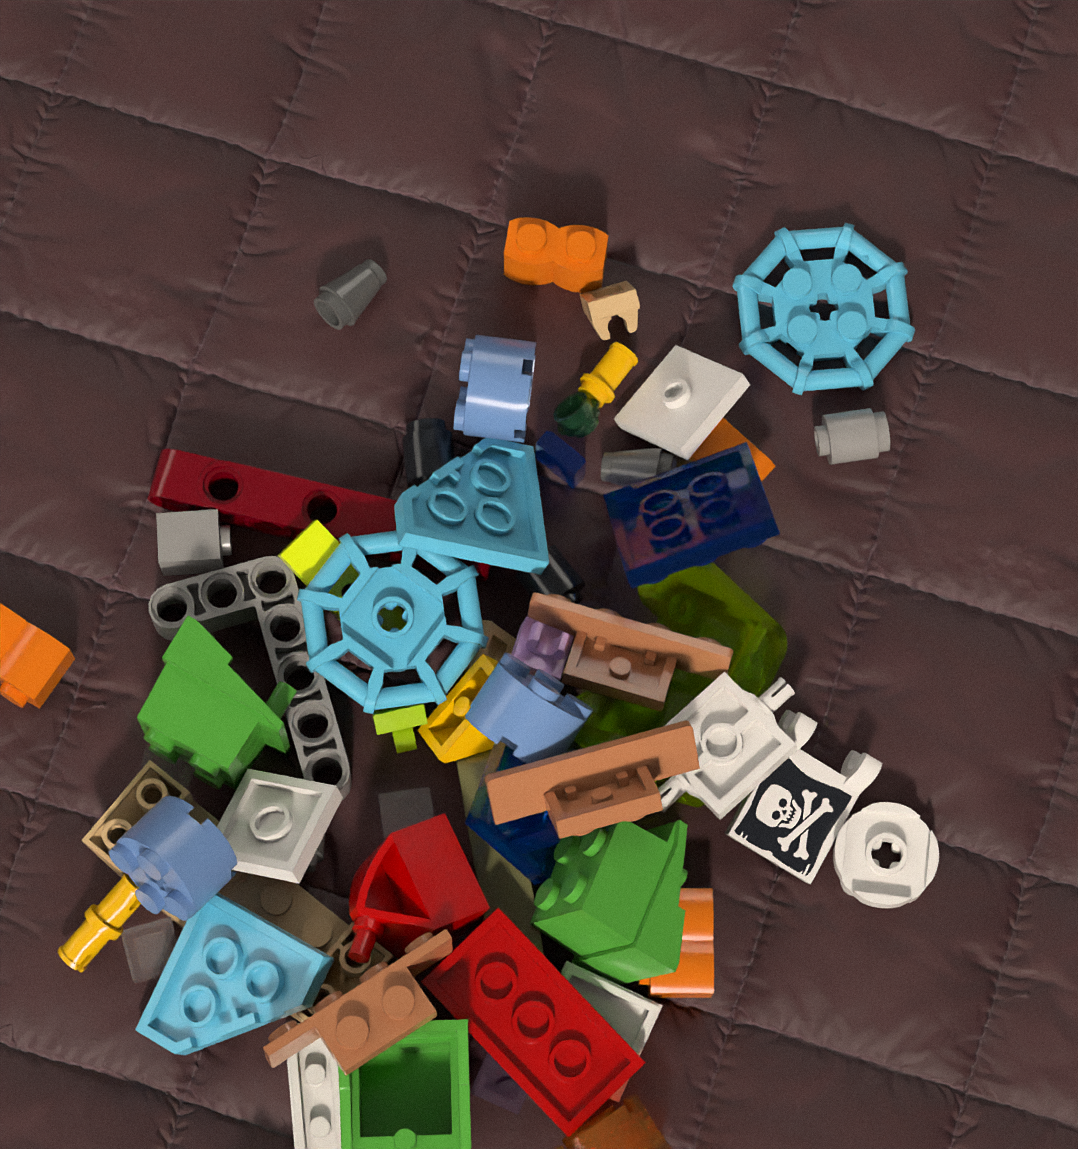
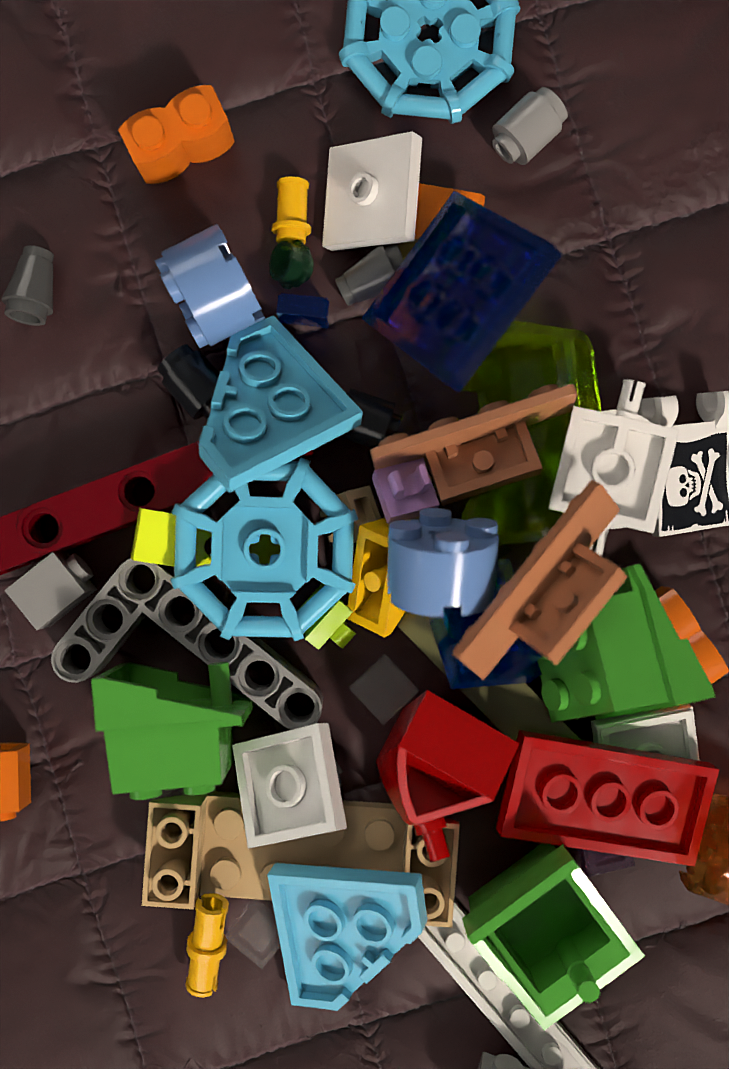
camera: 30 degrees left, 15 degrees up
(174, 859) = (230, 889): medium blue brick -> none
(370, 1015) = (492, 914): nougat bracket -> none
(609, 301) = (251, 145): tan tile -> none

